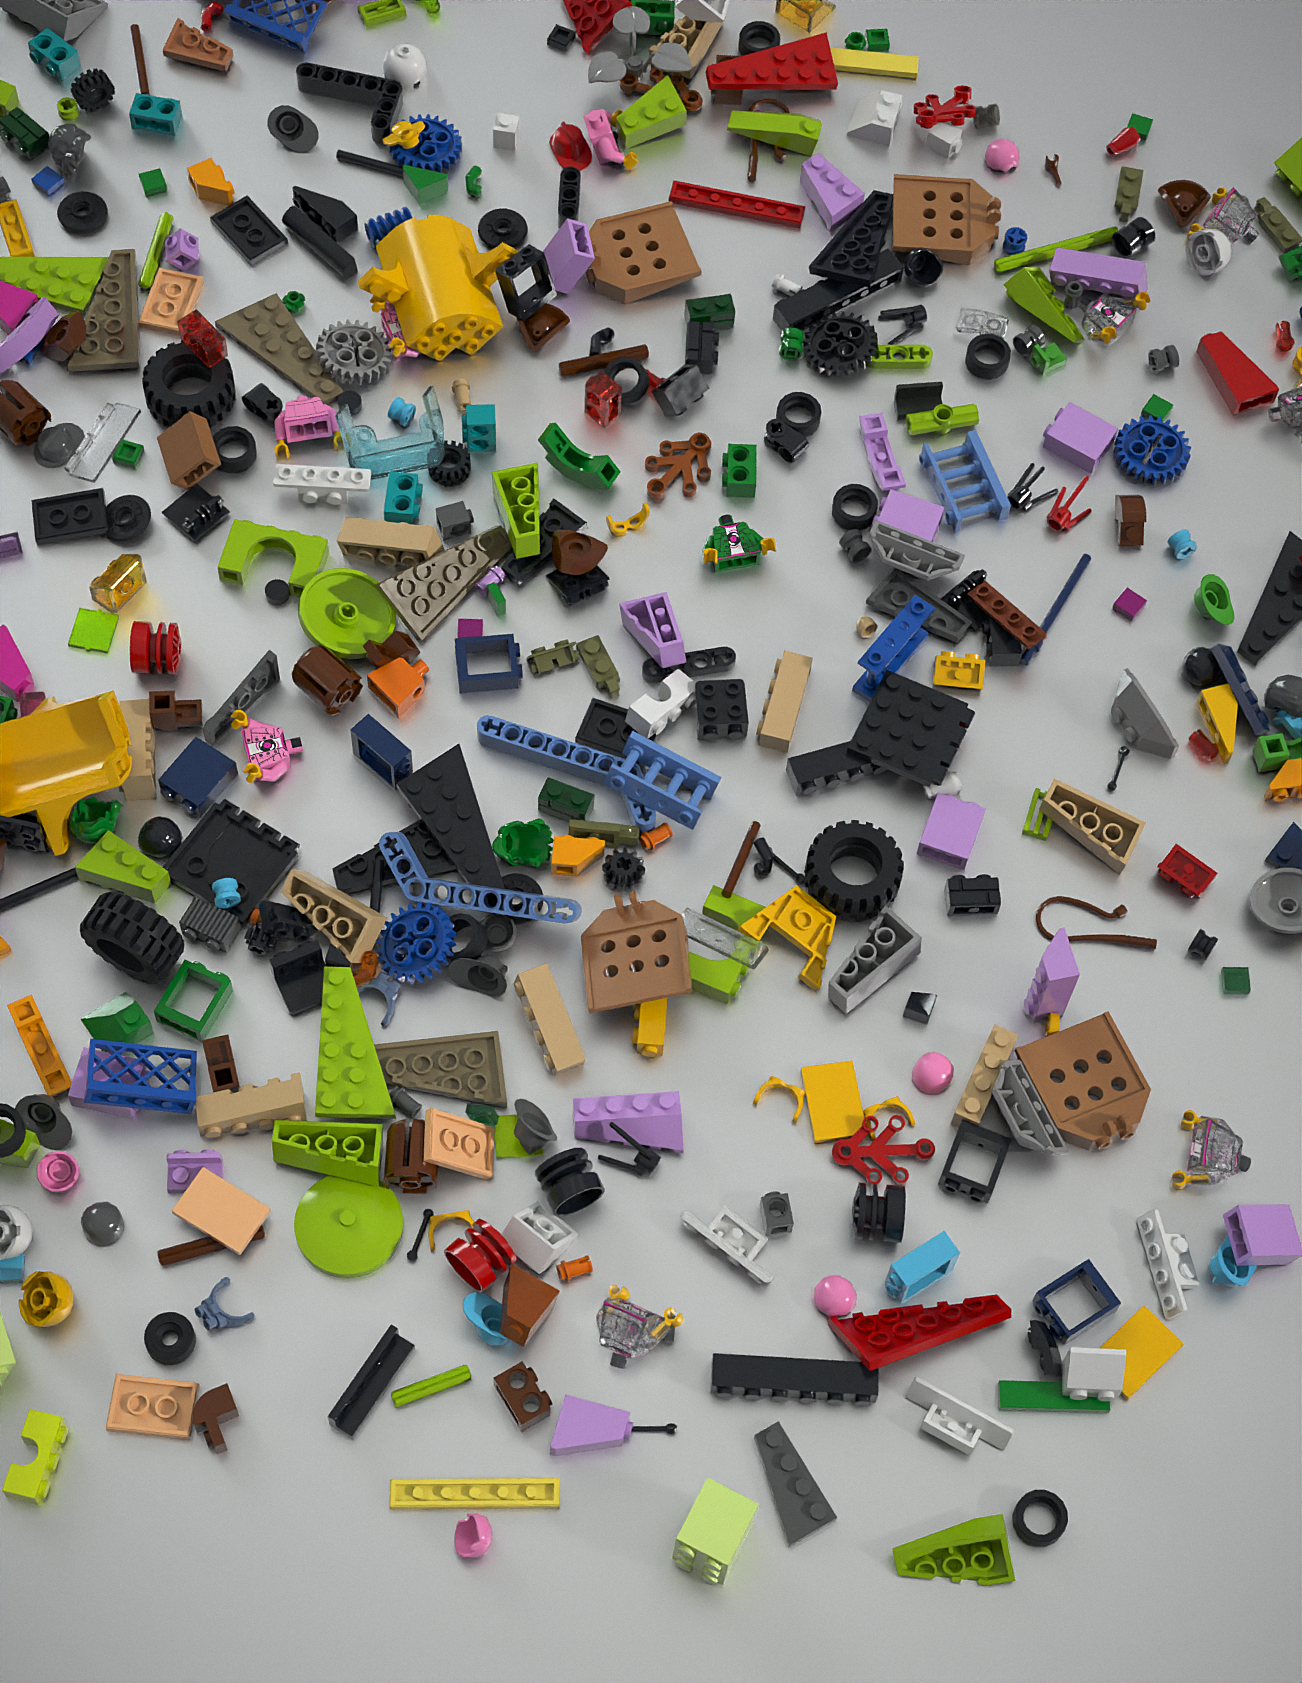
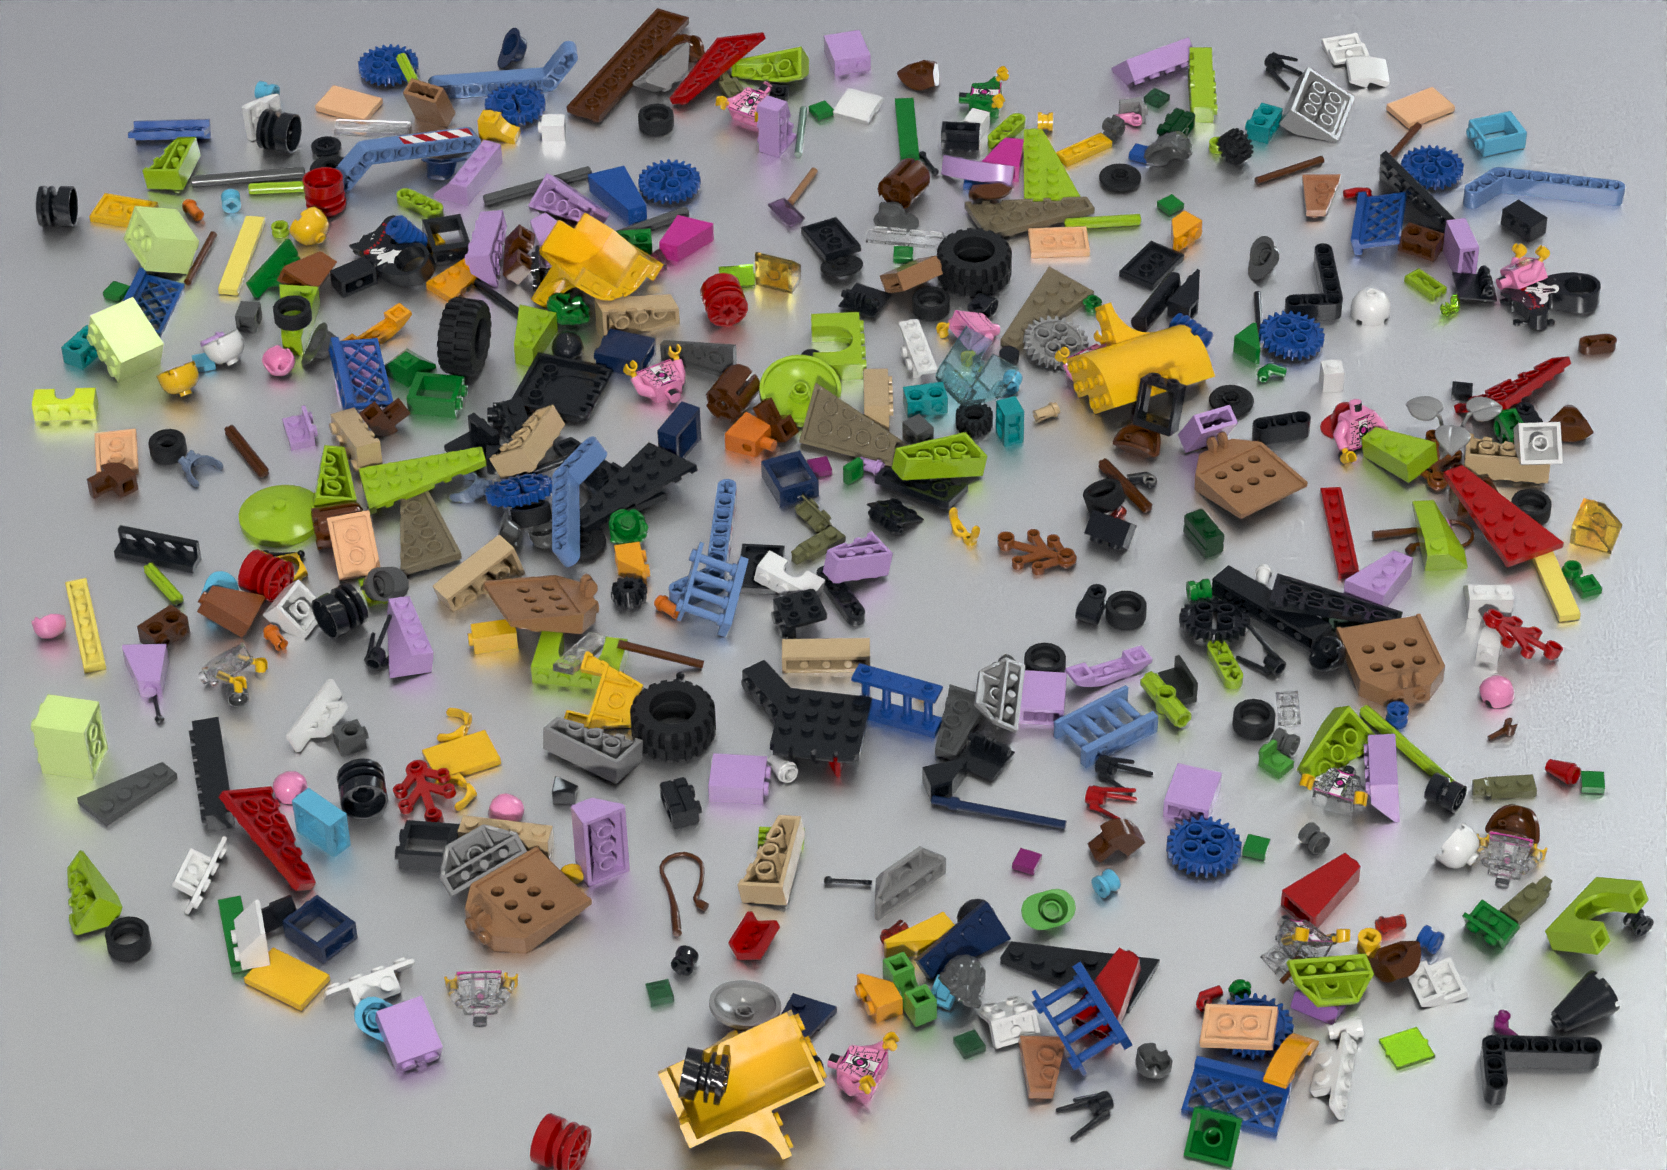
camera: 80 degrees right, 20 degrees down
(102, 1223) = (247, 395): dark grey hair -> none
(155, 114) = (1236, 187): teal brick -> none
(169, 714) = (673, 321): reddish brown brick -> none
(182, 249) = (1106, 229): lavender brick -> none
(202, 338) = (1004, 242): clear red brick -> none
(210, 925) = (501, 386): dark grey brick -> none
(221, 1211) = (269, 443): light nougat tile -> none
(226, 893) = (525, 382): medium azure wheel -> none
(368, 967) = (499, 474): clear orange arm -> none
(404, 134) = (1281, 314): yellow plate -> none
(404, 1102) = (390, 516): dark grey pin -> none
(482, 1114) = (386, 556): clear green tile -> none
(565, 801) = (677, 547): dark green brick -> none
(575, 464) = (1007, 489): green arch -> none
(576, 552) = (911, 497): reddish brown hat -> none
(602, 399) = (1073, 482): clear red brick -> none
(612, 833) = (657, 575): olive hinge -> none
(700, 346) = (1165, 536): black brick -> none
(735, 545) = (965, 593): torso -> none
(740, 470) = (1048, 585): green brick -> none
(766, 857) = (670, 671): black arm -> none
(959, 671) = (903, 756): yellow bracket -> none
(986, 116) = (1535, 669): clear smoke wheel -> none
(1007, 615) = (963, 770): copper bracket -> none
(1073, 292) = (1353, 757): dark grey pin -> none

